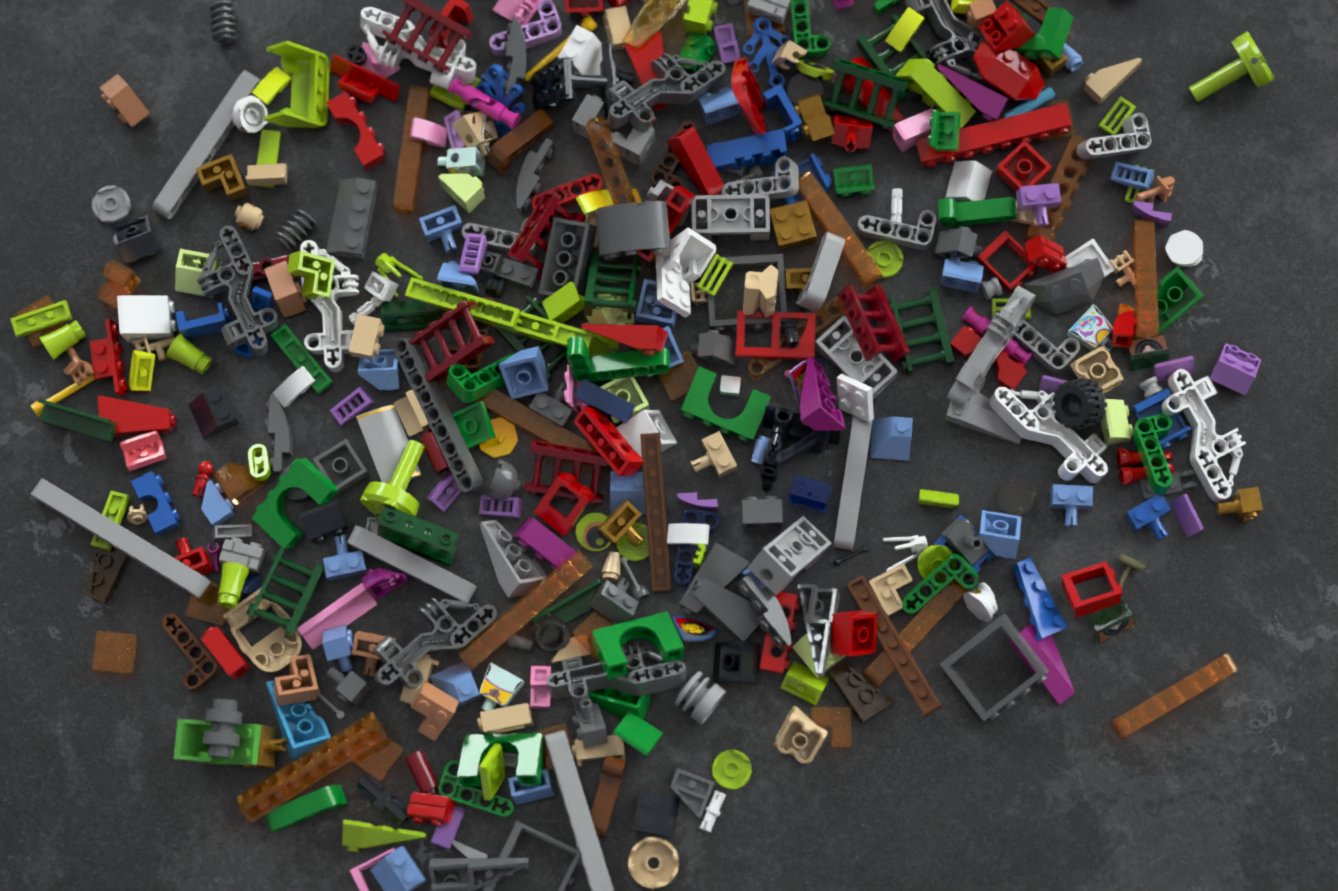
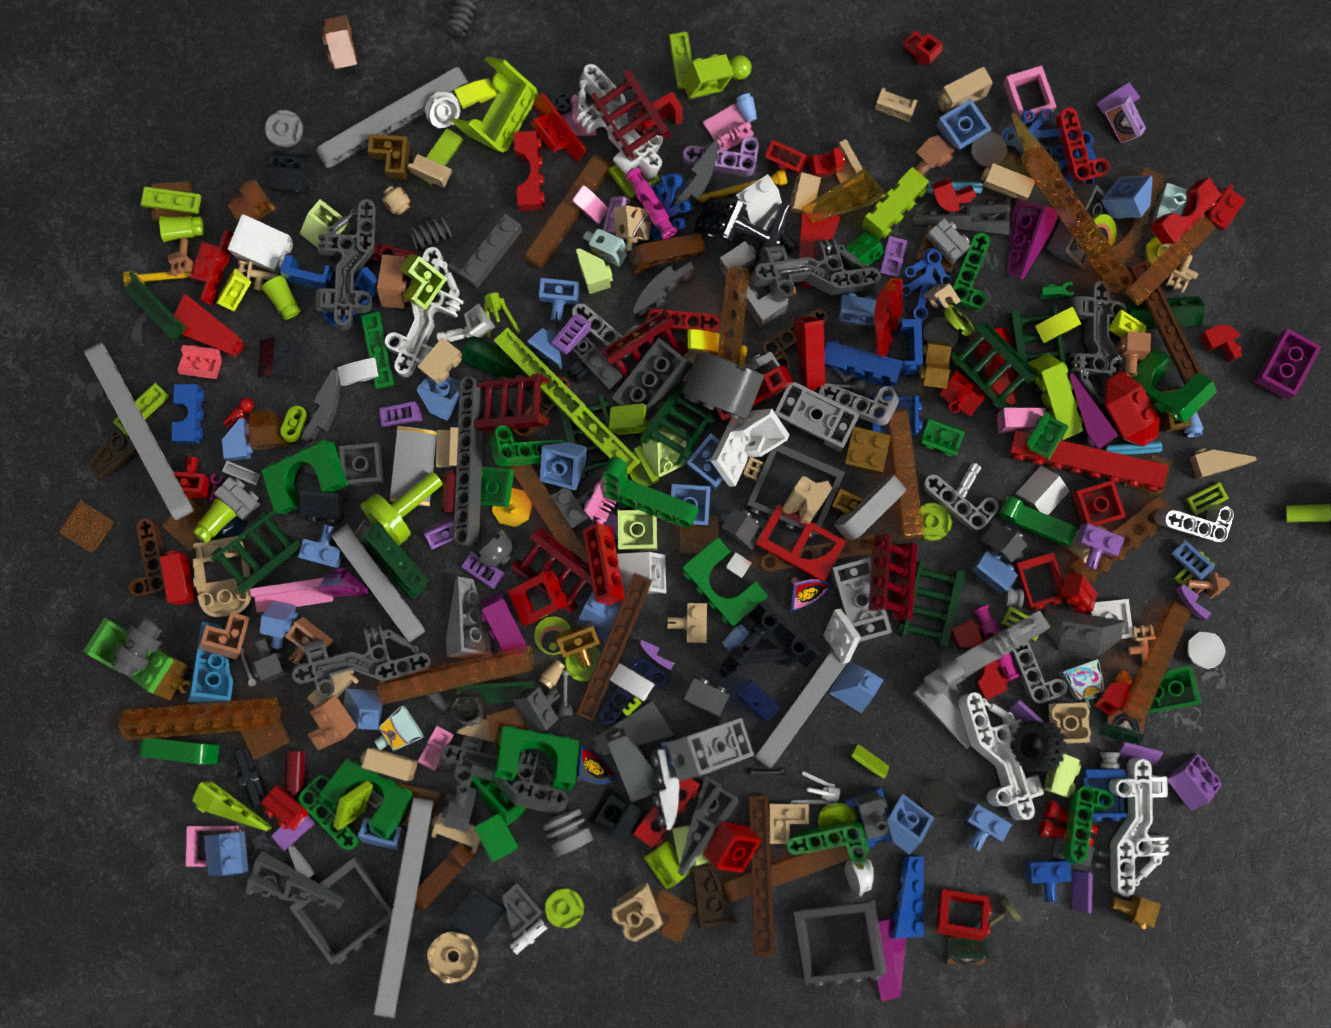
camera: 20 degrees right, 5 degrees up
(137, 516) = (165, 417): tan plate -> none
(605, 401) = (619, 526): dark blue tile -> none
(639, 337) = (677, 487): red wedge -> none
(722, 261) = (788, 452): lime tile -> none
(789, 331) = (815, 545): black pin -> none
(817, 400) = (806, 623): magenta wedge -> none
(1006, 28) = (1150, 371): red slope -> none

